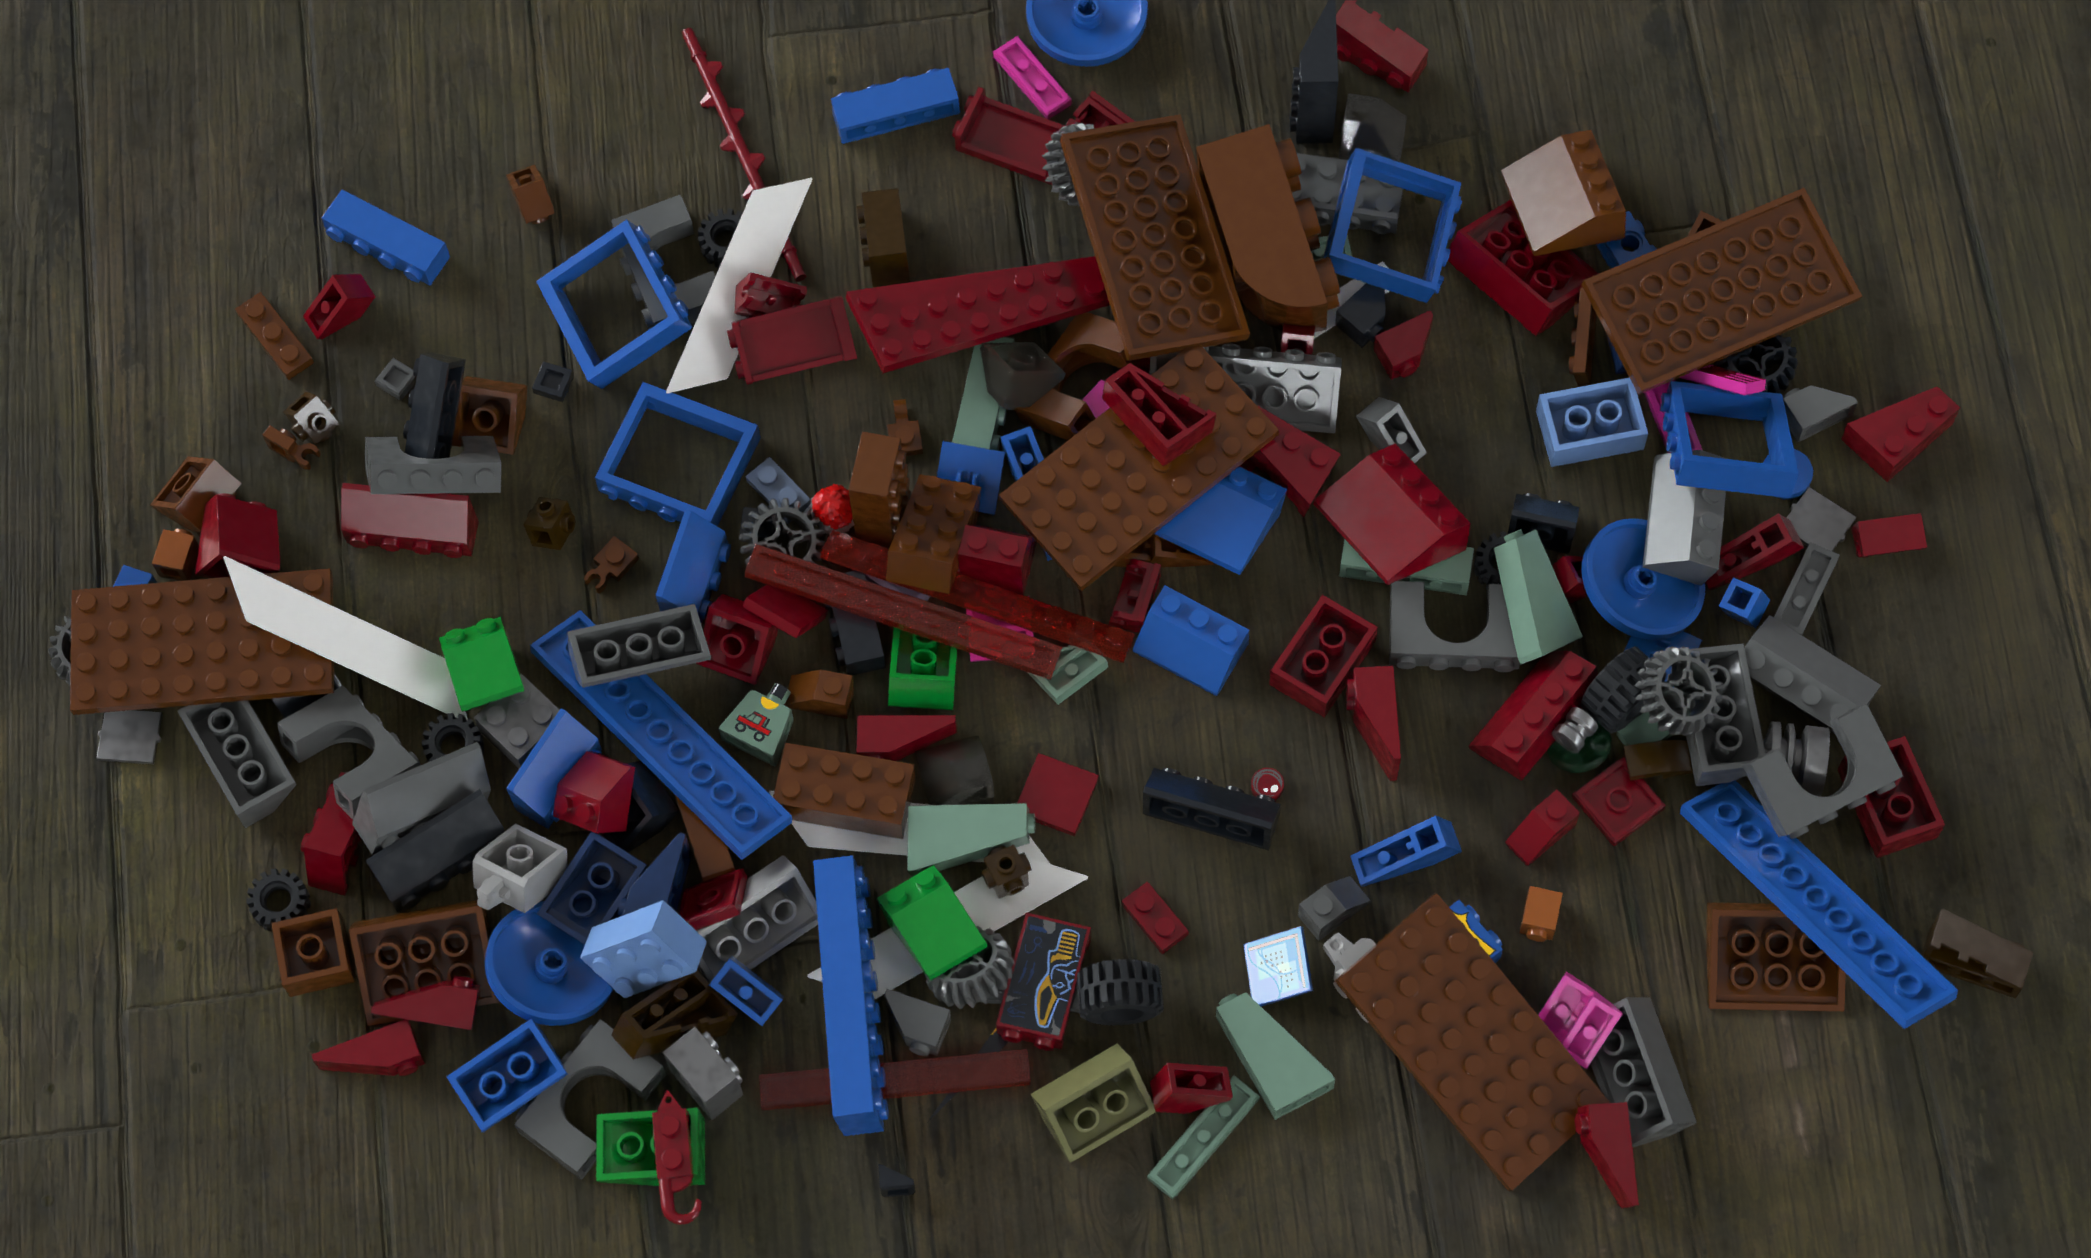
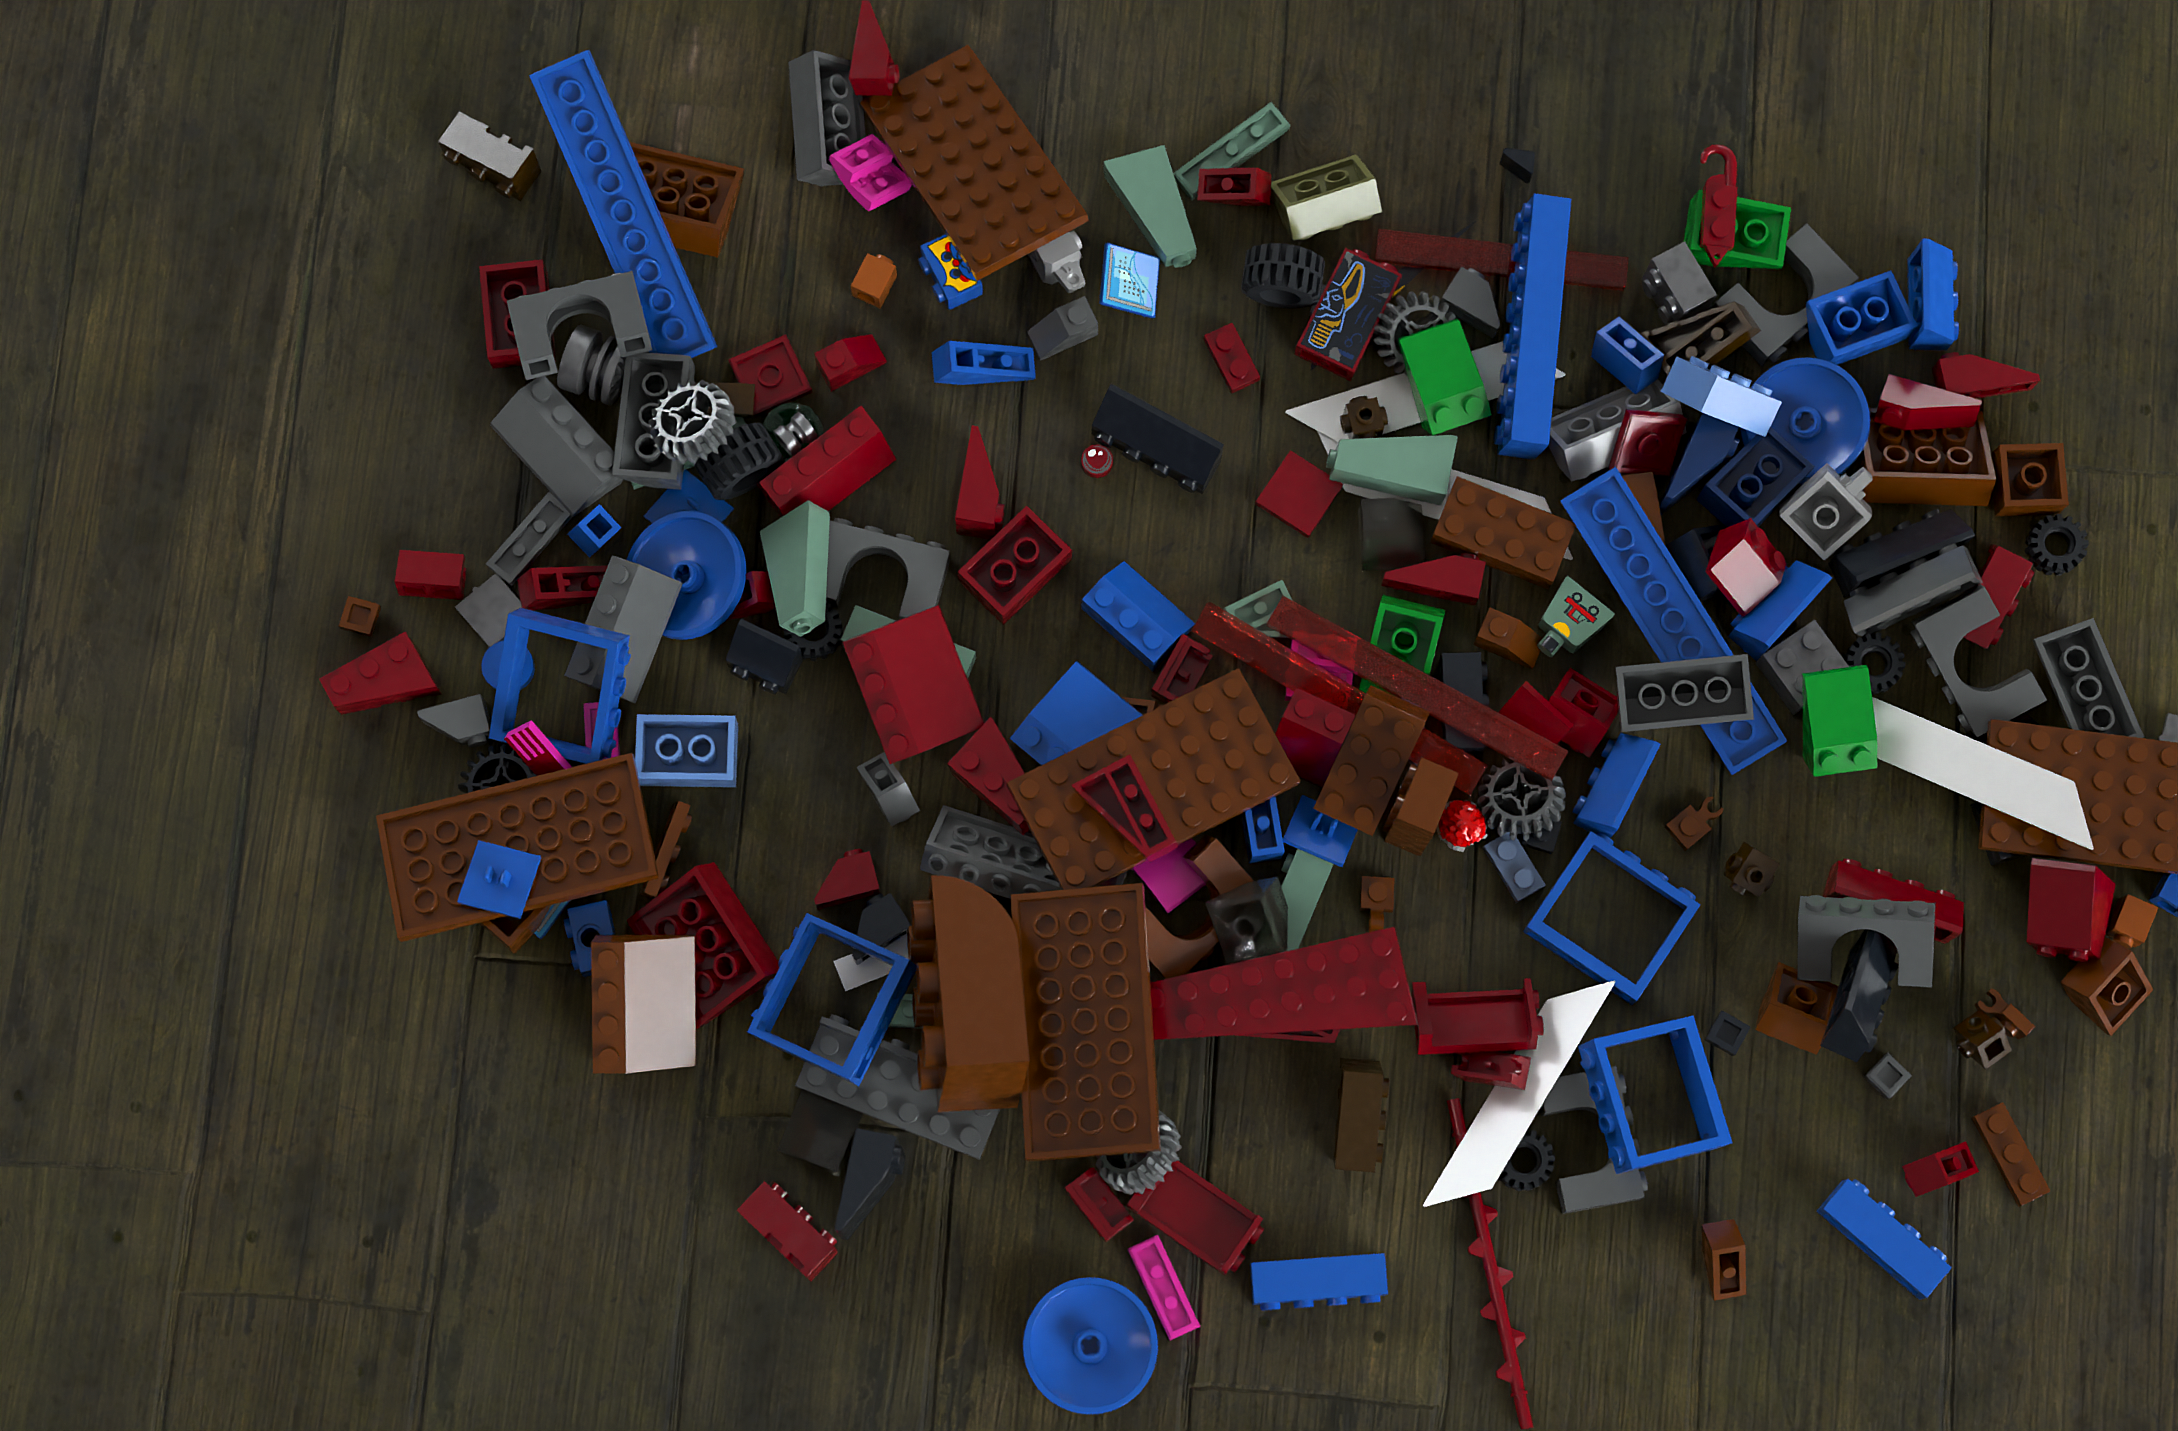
camera: 175 degrees left, 10 degrees up
(432, 1124) = (1932, 296): none -> blue slope
(1728, 252) = (499, 879): none -> blue piece
(1943, 485) = (359, 616): none -> reddish brown plate

